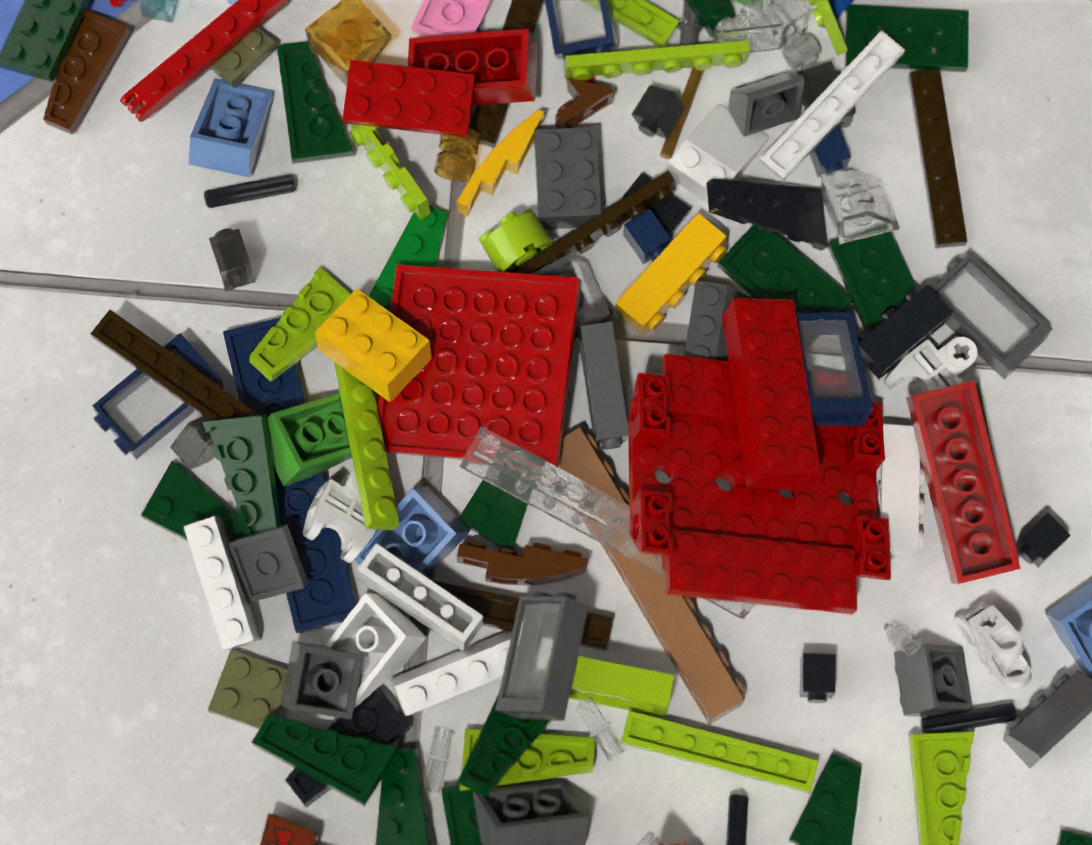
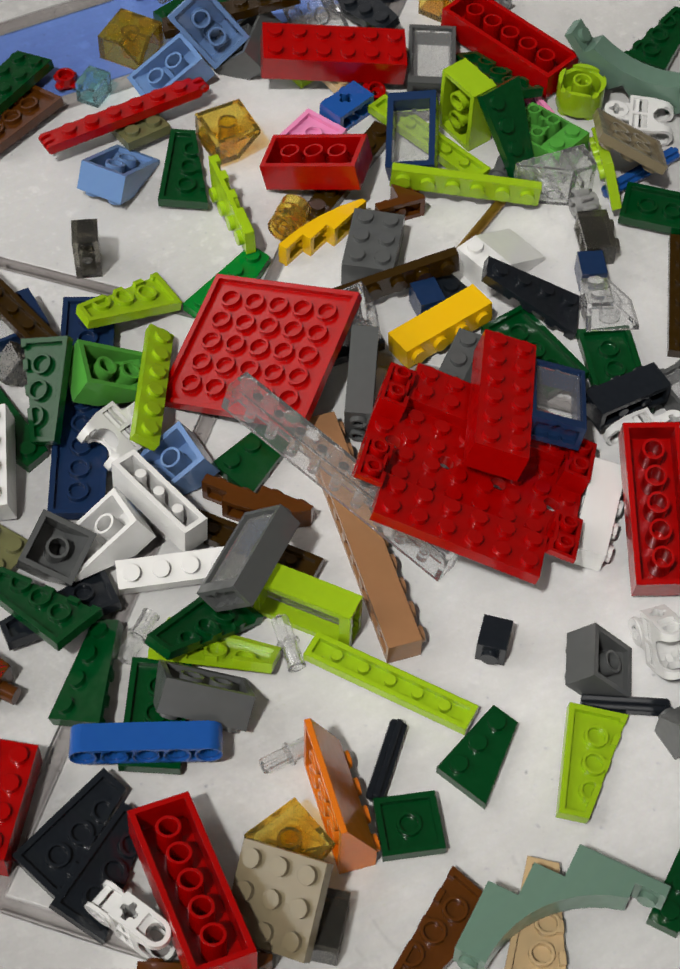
camera: 15 degrees right, 20 degrees down
(249, 191) = (120, 216): black axle -> none
(267, 563) = (39, 453): dark grey plate -> none
(373, 345) = (178, 316): yellow brick -> none
(408, 98) = (259, 161): red plate -> none
(515, 240) = (318, 269): lime brick -> none
(658, 112) = (458, 219): black brick -> none
(766, 103) = (548, 224): dark grey slope -> none
(832, 106) = (599, 236): white tile -> none
(902, 638) = (576, 619): clear axle -> none

